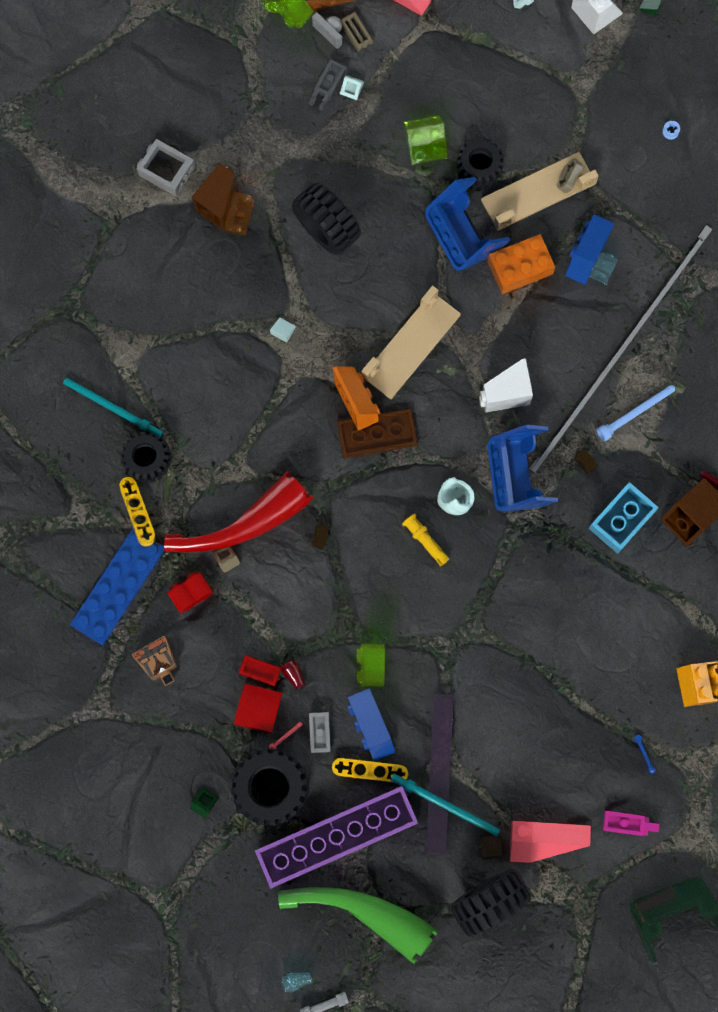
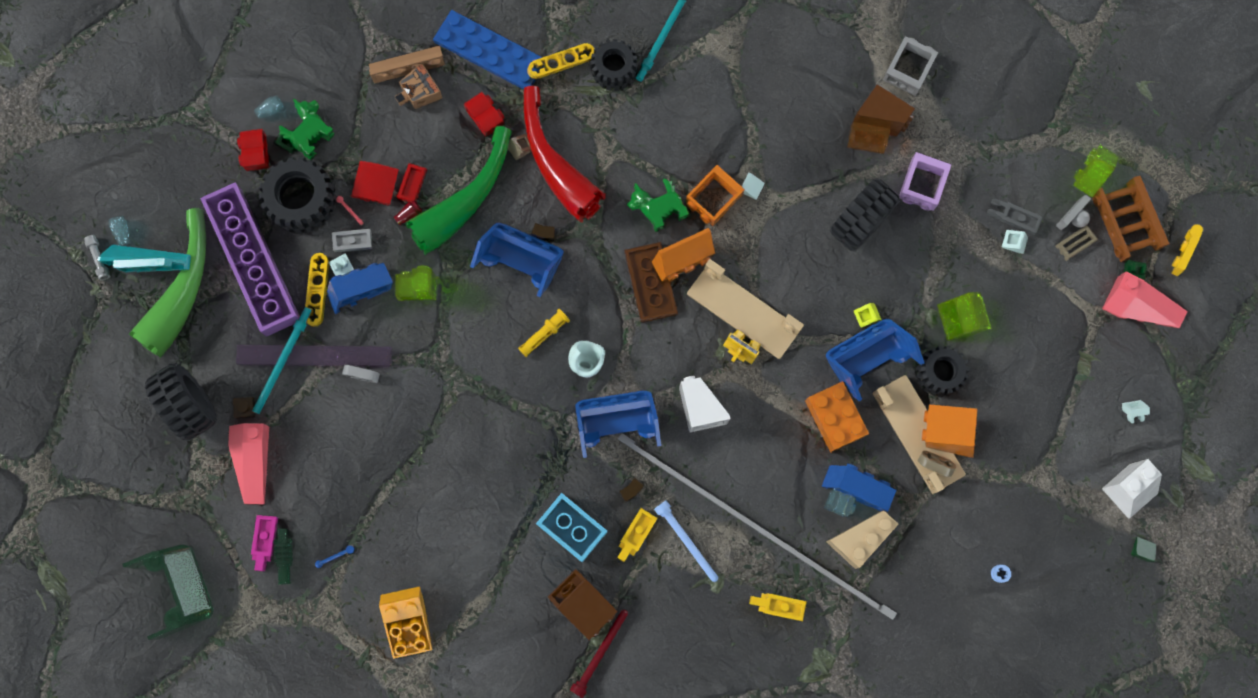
camera: 80 degrees right, 0 degrees up
(127, 673) = (404, 64): none -> medium nougat fence
(167, 820) = (269, 107): none -> clear light blue cone
(197, 775) = (309, 130): none -> green animal
(215, 836) = (253, 150): none -> red brick
(271, 157) = (931, 165): none -> lavender window
(279, 351) = (726, 182): none -> orange window
(302, 419) = (659, 208): none -> green animal
(302, 632) = (447, 217): none -> green brick
(331, 951) = (143, 260): none -> teal wedge
(342, 555) = (520, 252): none -> blue windscreen
(346, 744) = (341, 265): none -> light aqua tile
(419, 229) = (867, 315): none -> neon yellow slope
(451, 349) = (741, 349): none -> yellow hips
(461, 724) = (360, 374): none -> light grey beam
(538, 159) = (950, 429): none -> orange slope
(629, 458) = (636, 533): none -> yellow hinge
(638, 248) = (863, 539): none -> tan wedge
(644, 804) = (283, 556): none -> clear green hinge
(699, 329) = (780, 606): none -> yellow hinge

